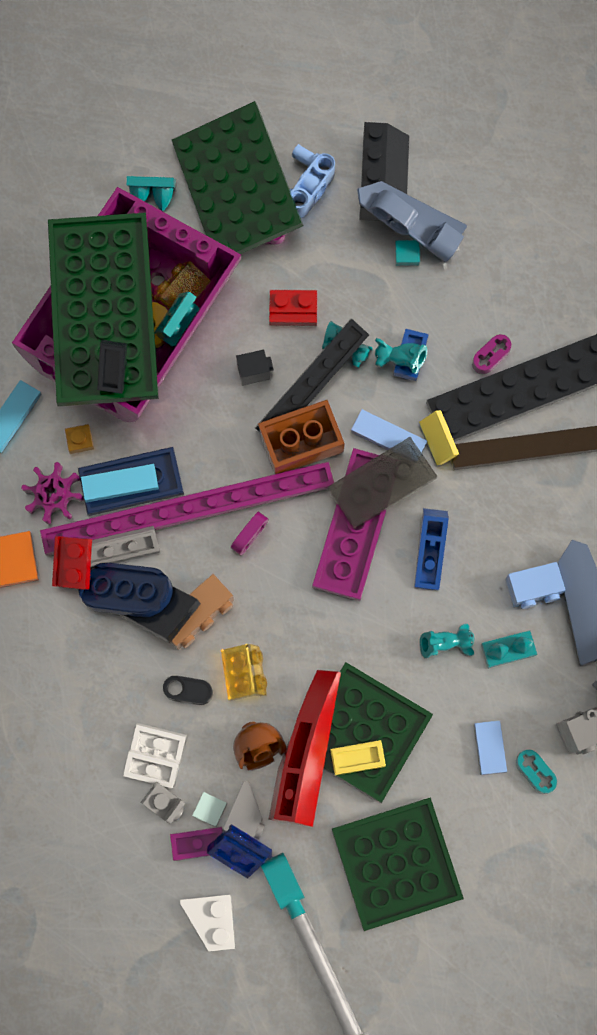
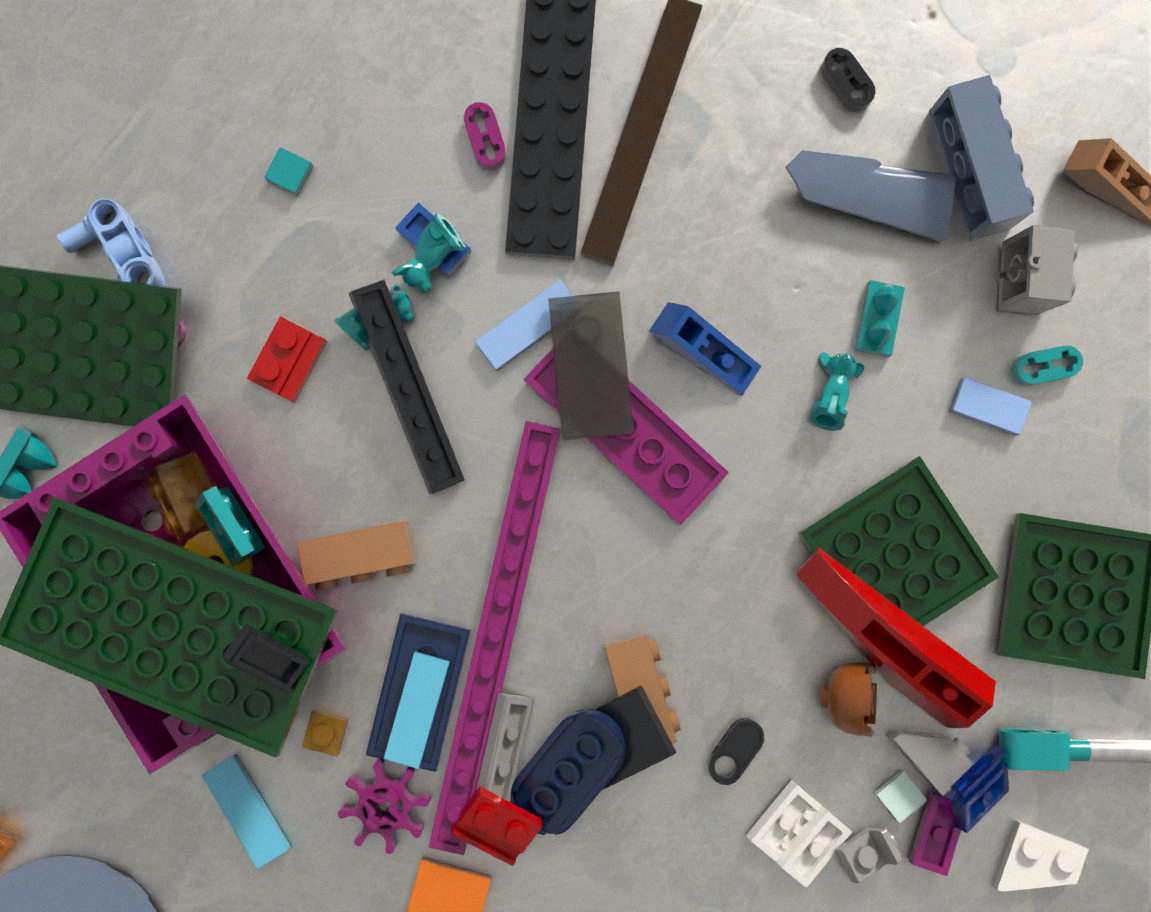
camera: 65 degrees left, 10 degrees up
(196, 403) = (356, 555): none -> medium nougat brick
(244, 671) = (749, 668): clear yellow bracket -> none
(249, 533) = (570, 571): magenta beam -> none
(254, 367) = (345, 452): black brick -> none
(301, 437) = (476, 439): dark orange slope -> none
(357, 757) = (931, 579): light yellow tile -> none
(384, 159) = (158, 143): black slope -> none
(412, 217) = (247, 136): sand blue panel -> none
(439, 438) = (564, 262): light yellow tile -> none
(535, 585) = (818, 242): light blue brick -> none

